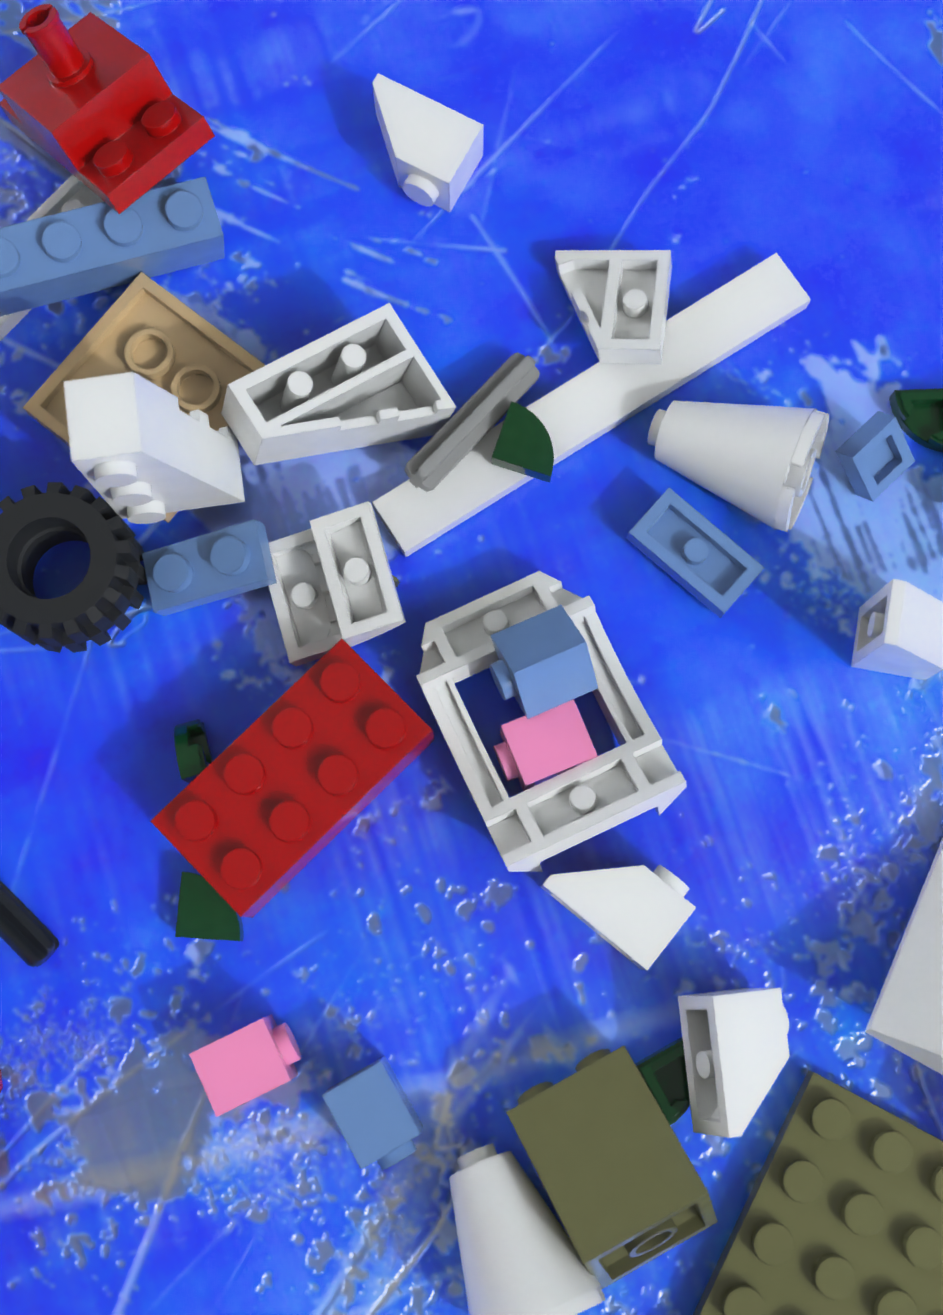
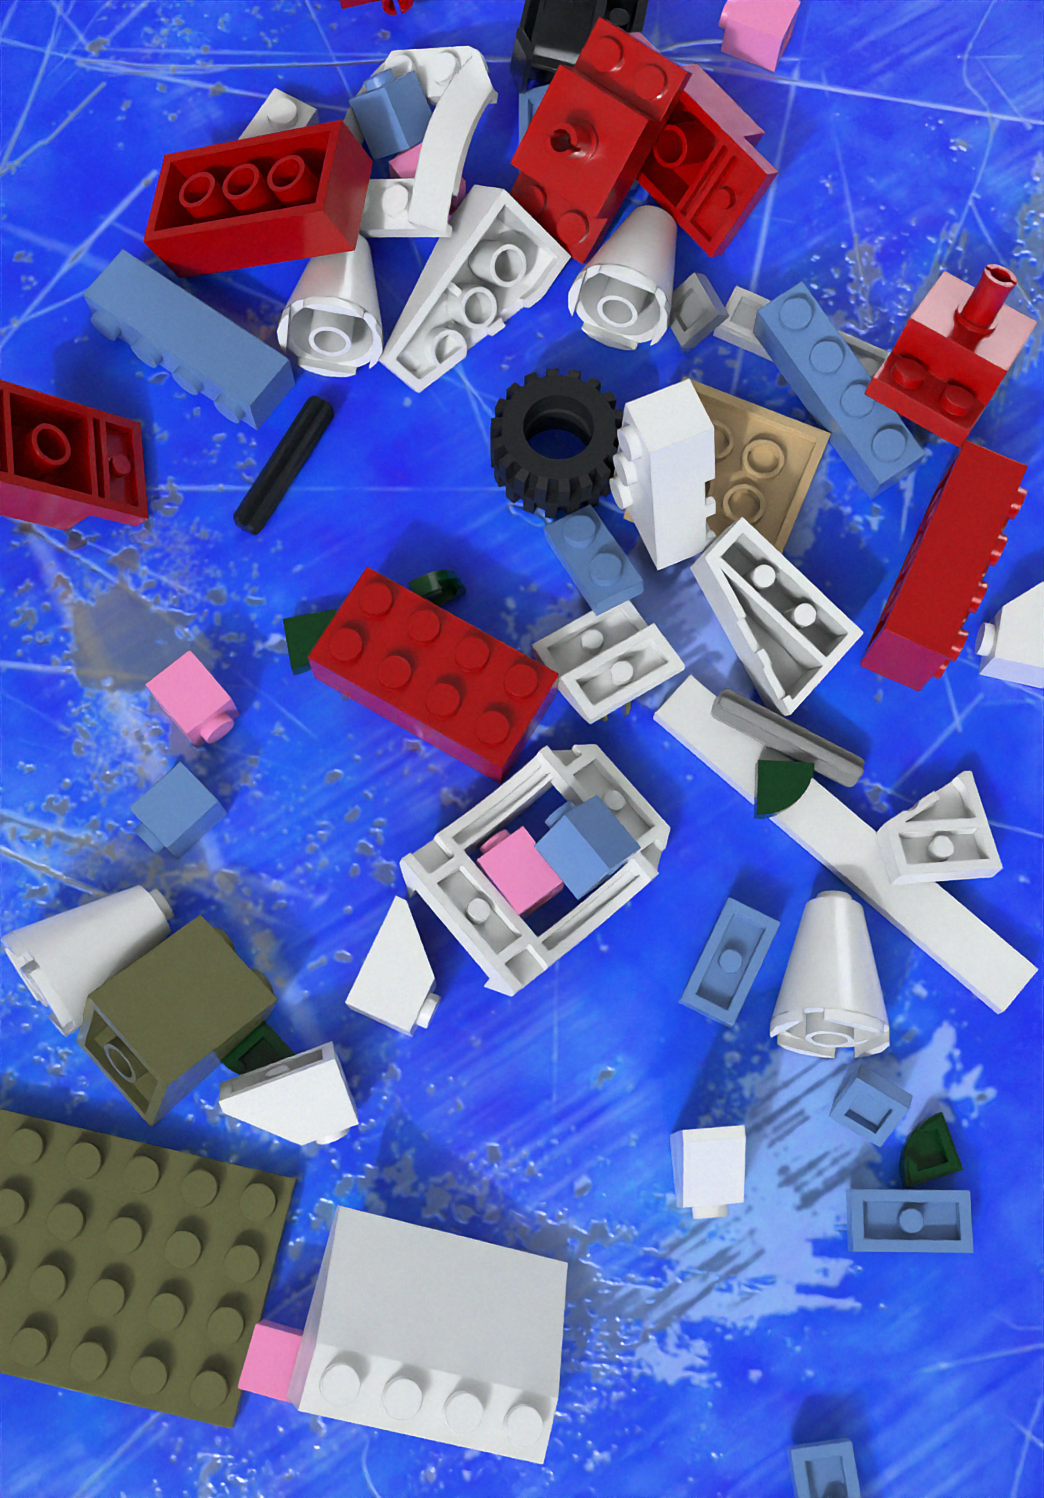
camera: 70 degrees right, 5 degrees down
(334, 198) = (946, 567): none -> red brick

